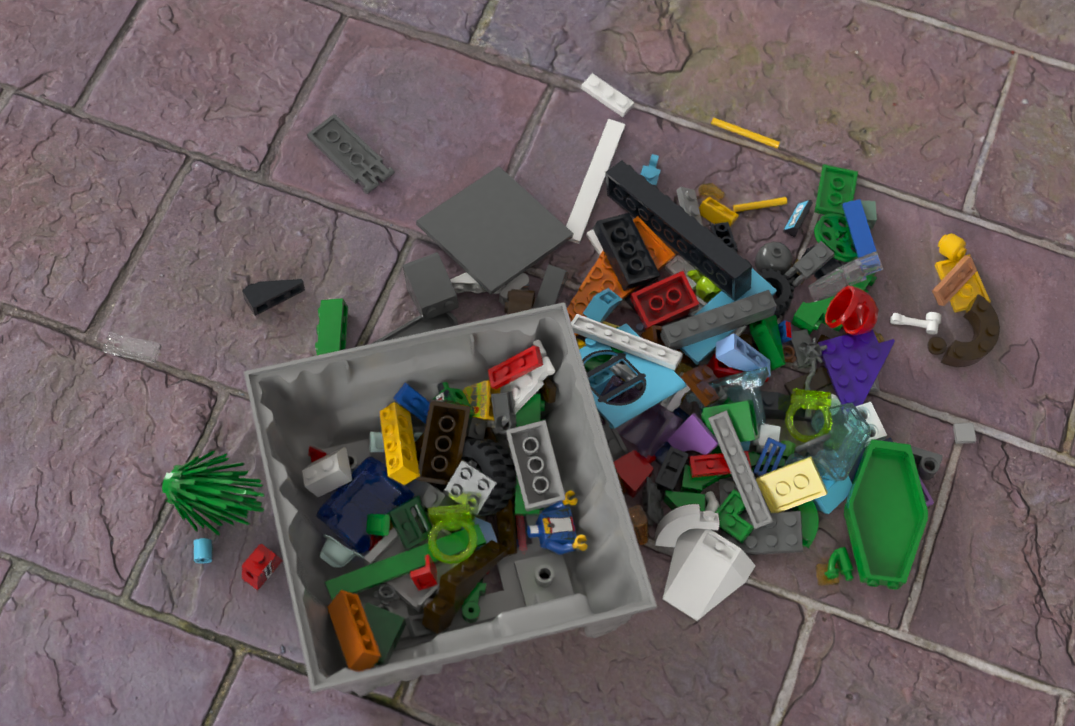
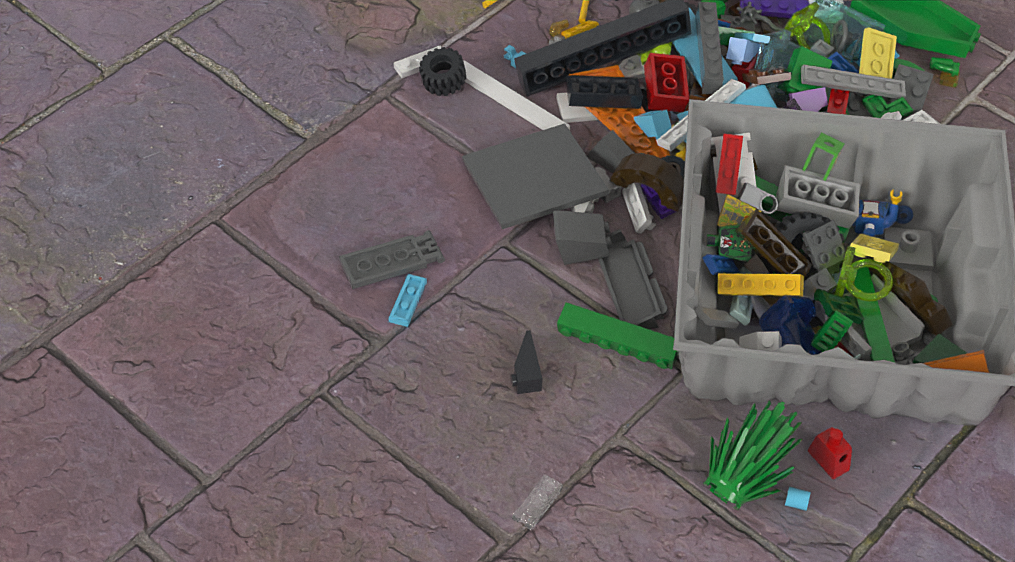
camera: 65 degrees left, 15 degrees down
(312, 182) = (407, 300): none -> medium azure tile
(347, 417) = (716, 318): none -> light grey tile
(425, 576) = (893, 313): red panel -> none
(499, 536) = (874, 247): none -> light yellow plate
(562, 456) = (819, 143): none -> bright green piece
(575, 560) = (904, 209): none -> dark blue plate
(590, 102) = (442, 60): none -> black tyre
(757, 357) = (753, 37): none -> medium azure tile
(791, 433) = (822, 48): none -> light grey tile

